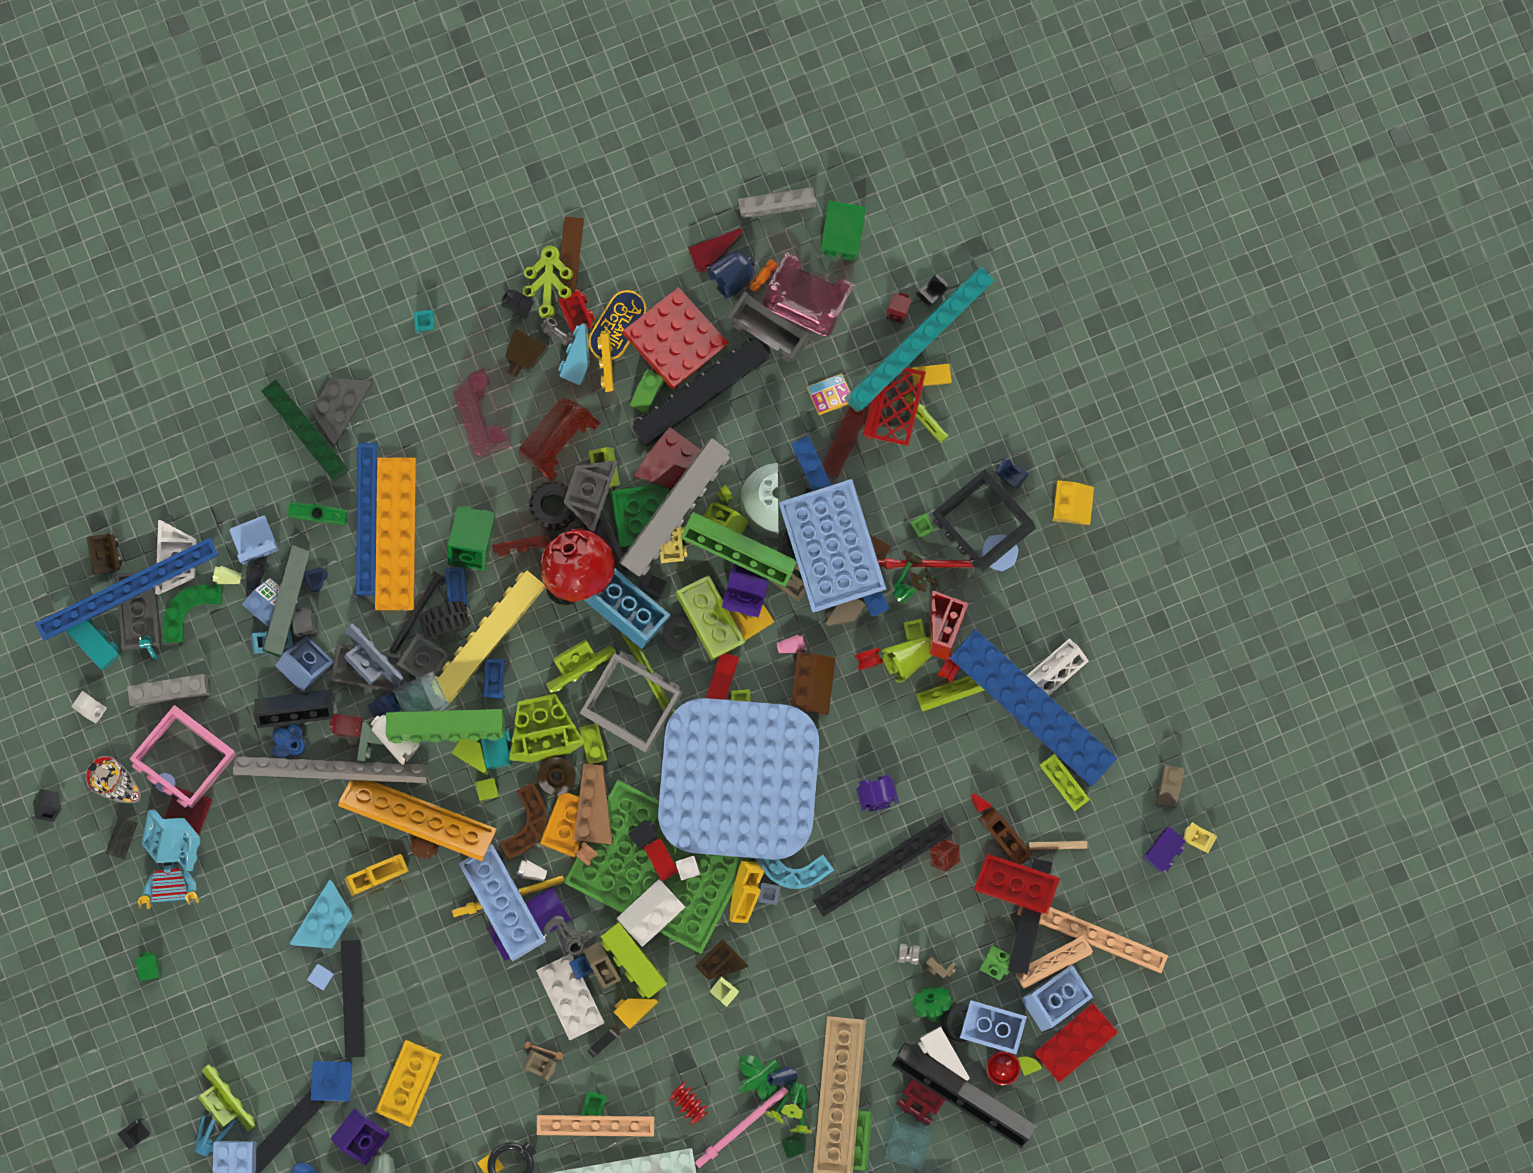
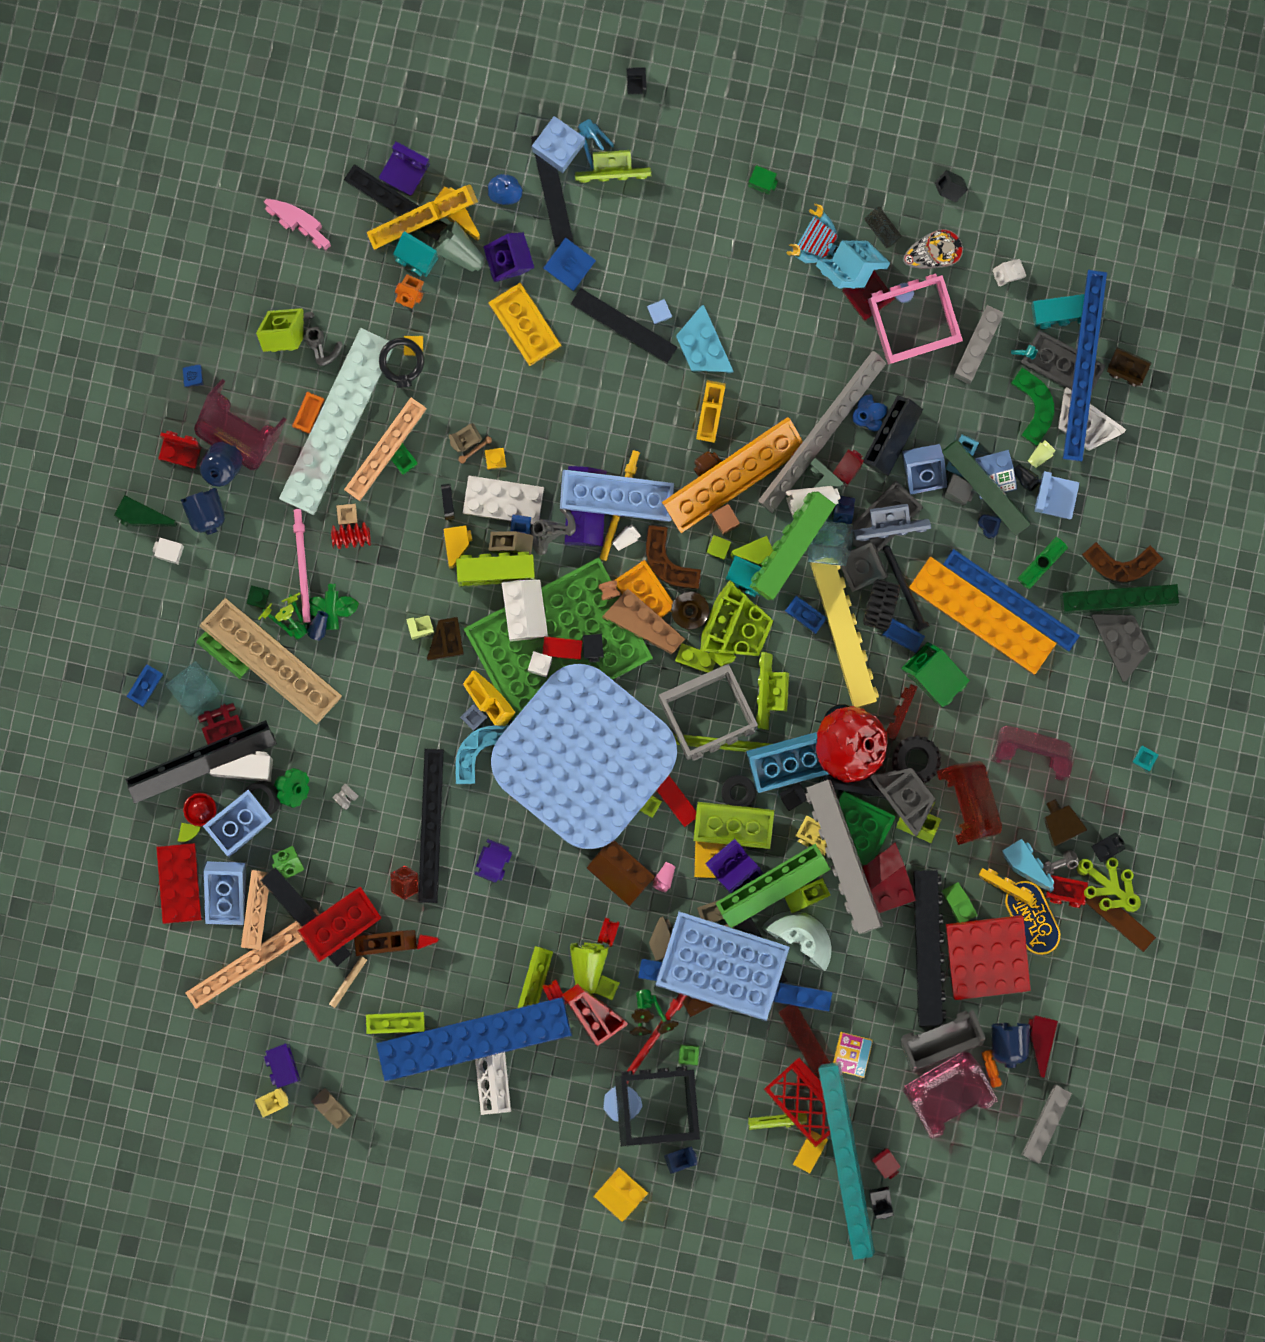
camera: 120 degrees right, 0 degrees up
(281, 446) = (1121, 571): none -> reddish brown plate
(459, 799) = (725, 519): none -> nougat panel
(539, 1028) = (495, 458): none -> yellow plate
(579, 721) = (722, 658): none -> lime tile
(672, 1119) = (347, 514): none -> tan plate
(725, 494) = (828, 909): lime plate -> none
(843, 230) = (983, 1161): green slope -> none
(936, 968) = (318, 811): dark tan bracket -> none

